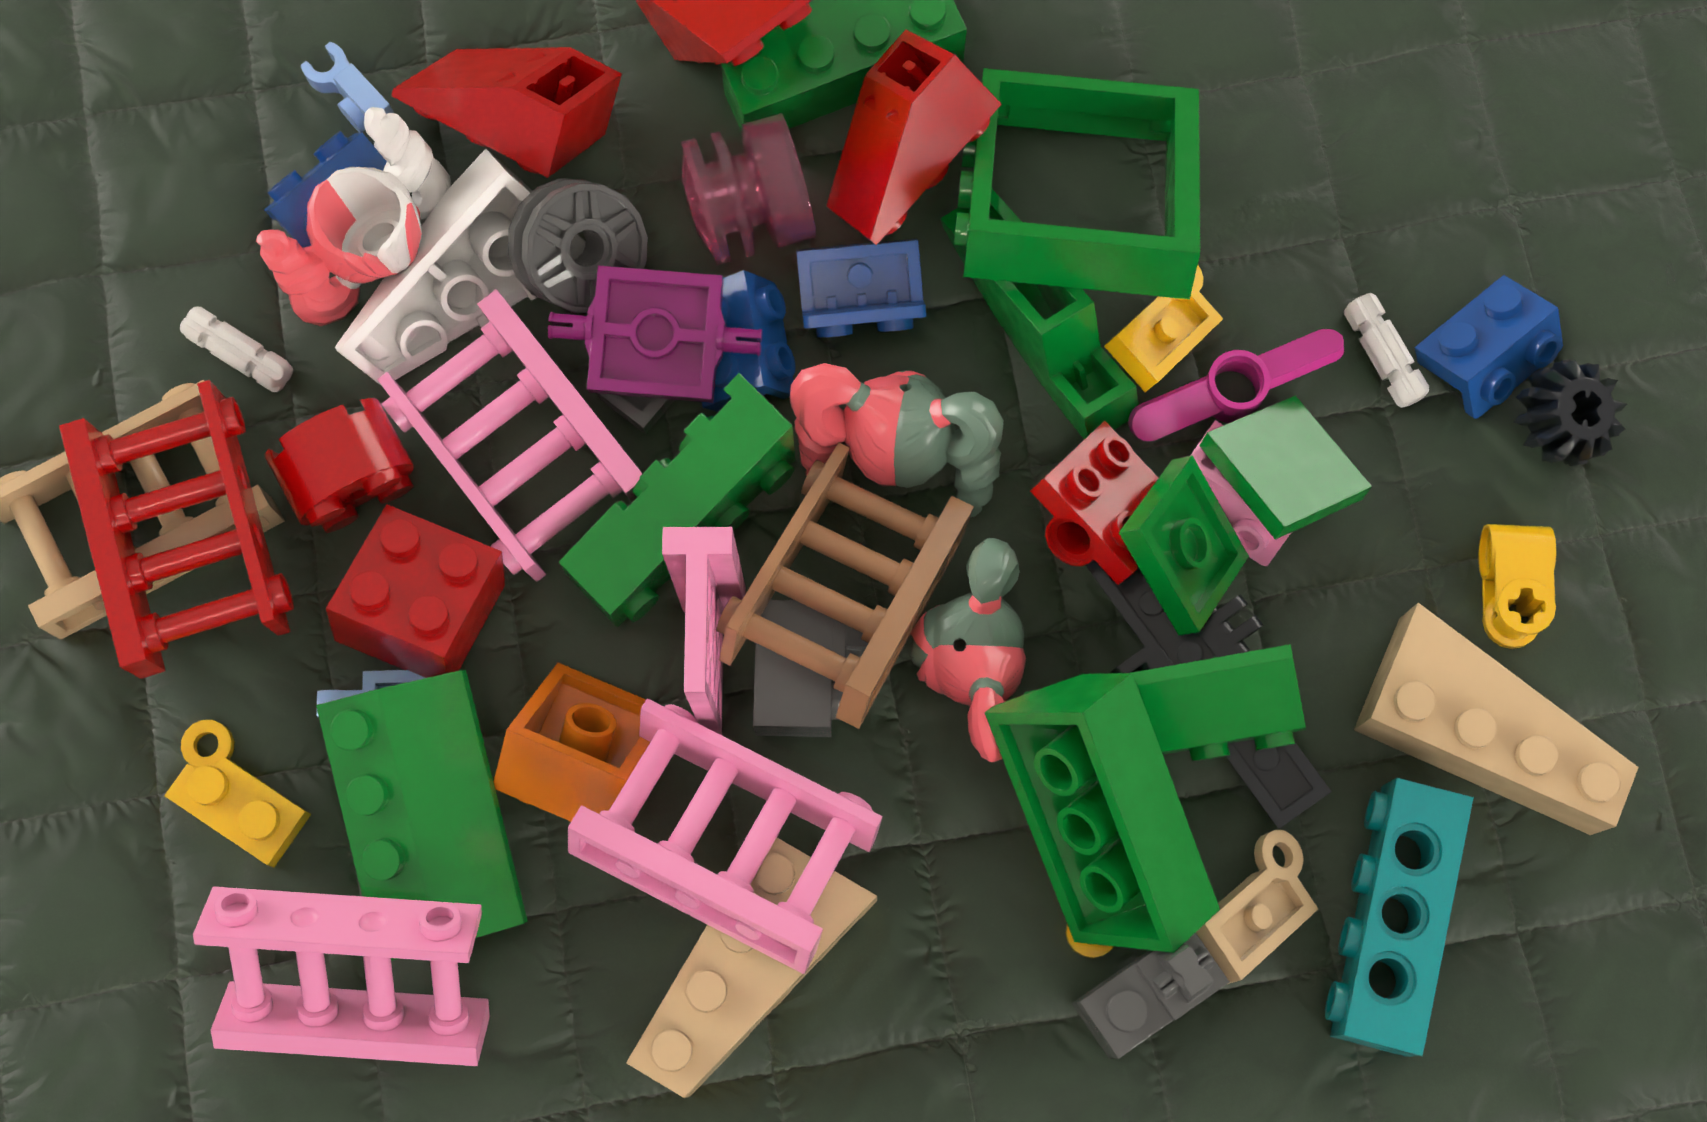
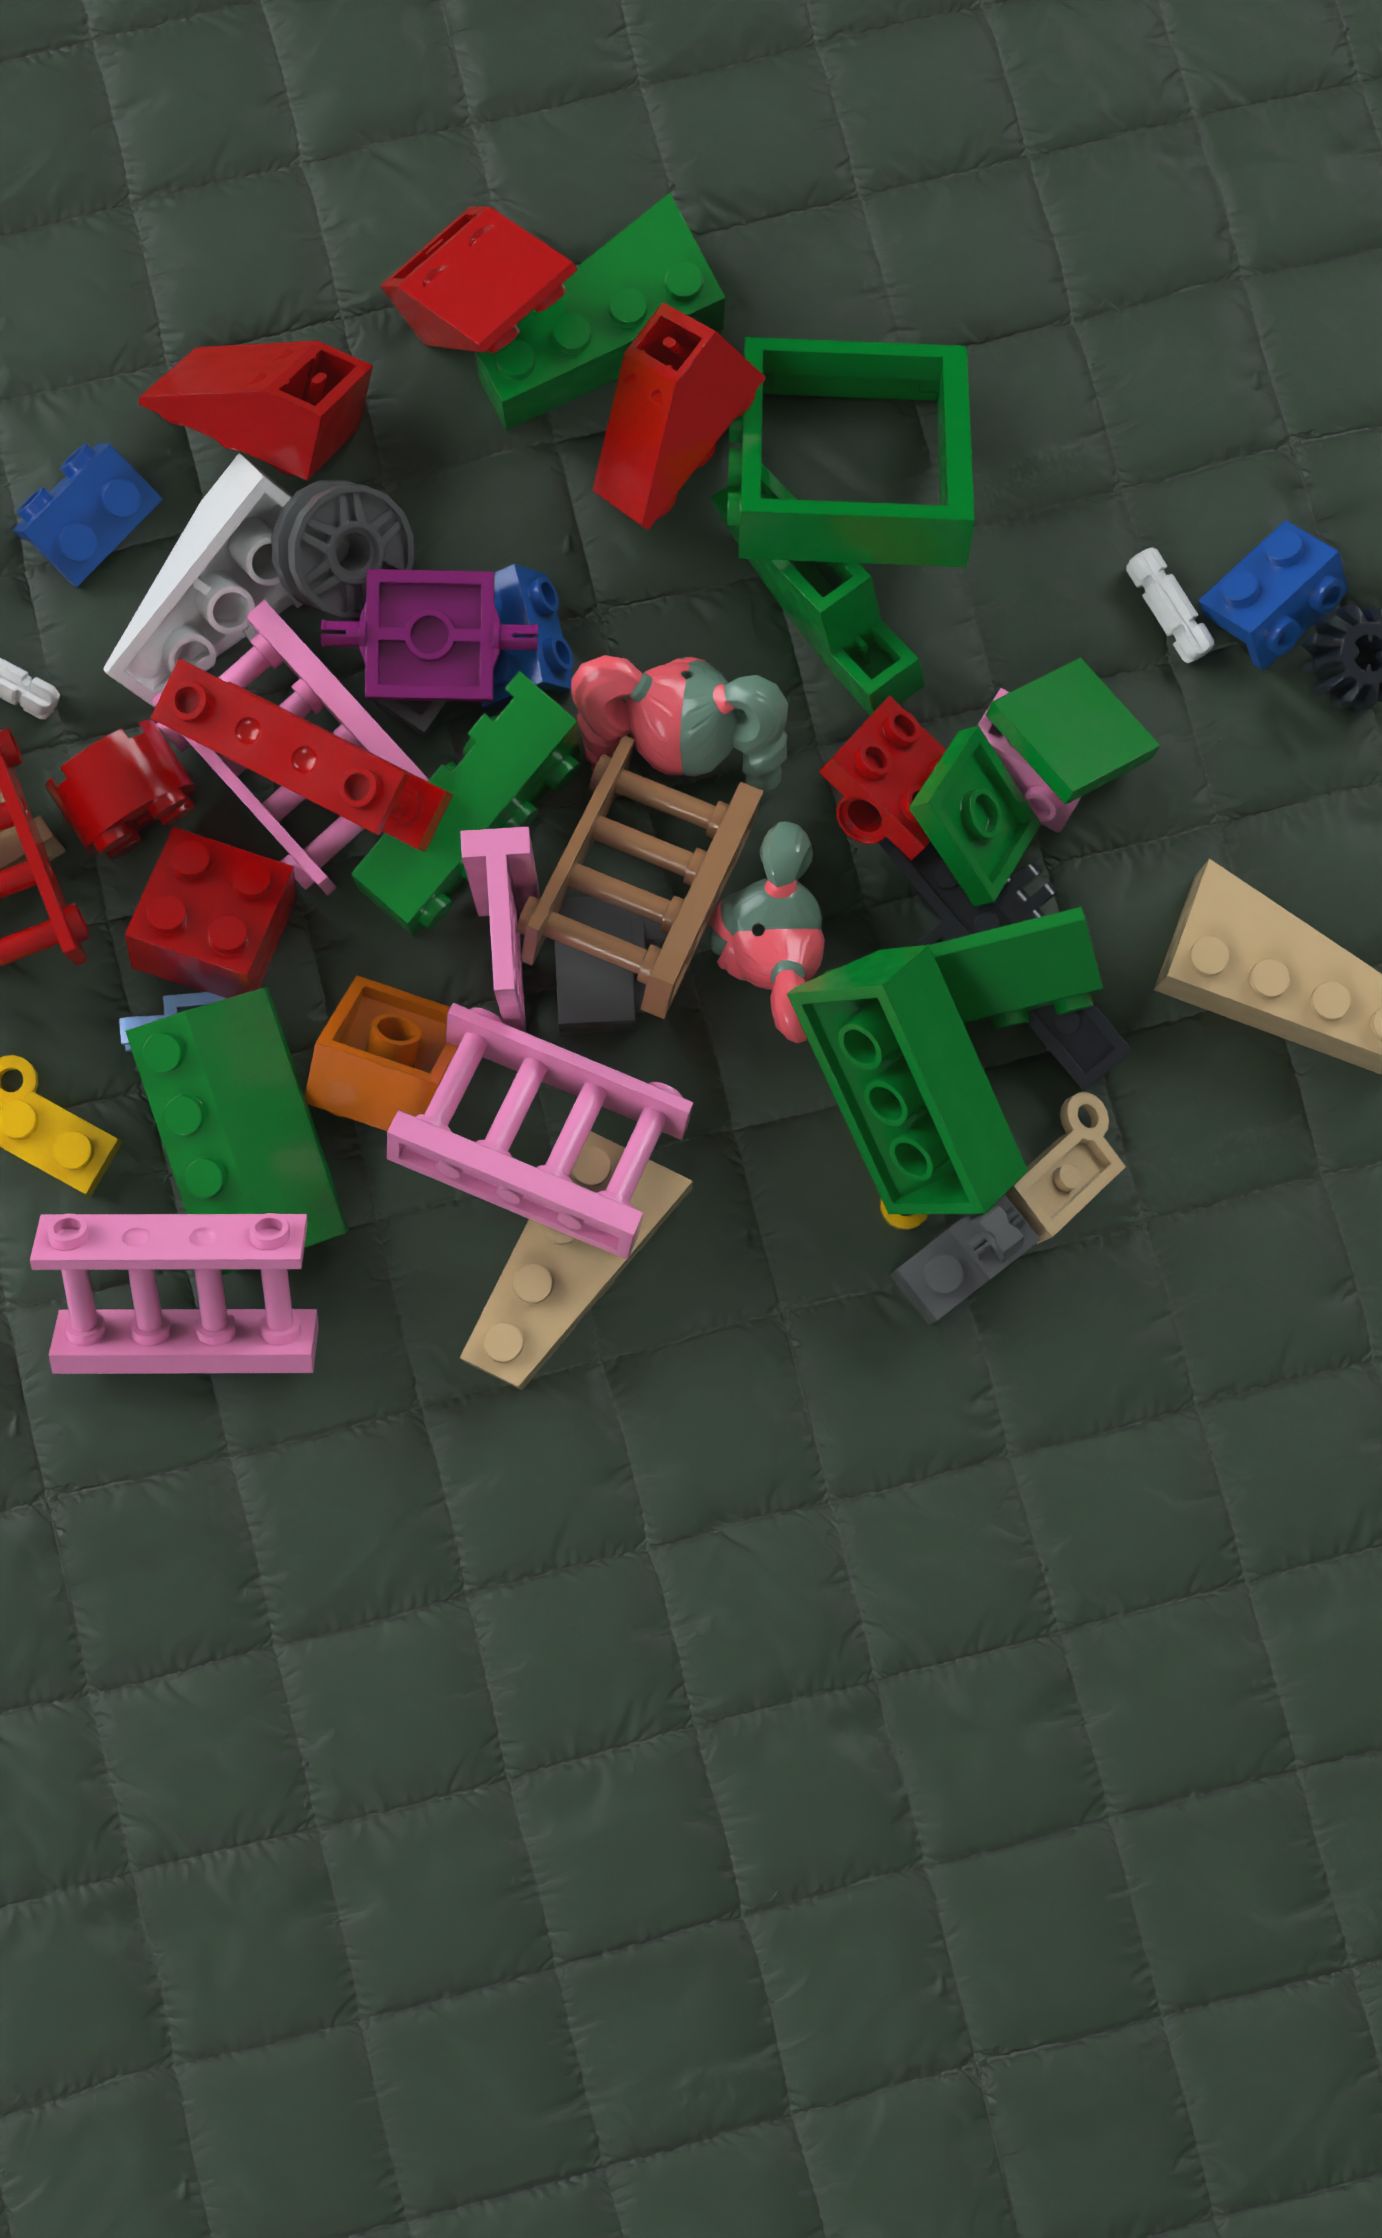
camera: 10 degrees left, 5 degrees up
(350, 83) = (104, 410): light blue plate -> none
(359, 224) = (117, 540): hair -> none
(514, 443) = (301, 756): none -> red fence
(748, 189) = (512, 479): clear pink wheel -> none
(861, 286) = (634, 573): blue bracket -> none
(1163, 335) = (944, 603): yellow hinge -> none
(1202, 399) = (986, 666): dark pink piece -> none
(1439, 827) = (1238, 1076): teal brick -> none
(1519, 571) = (1308, 821): yellow piece -> none

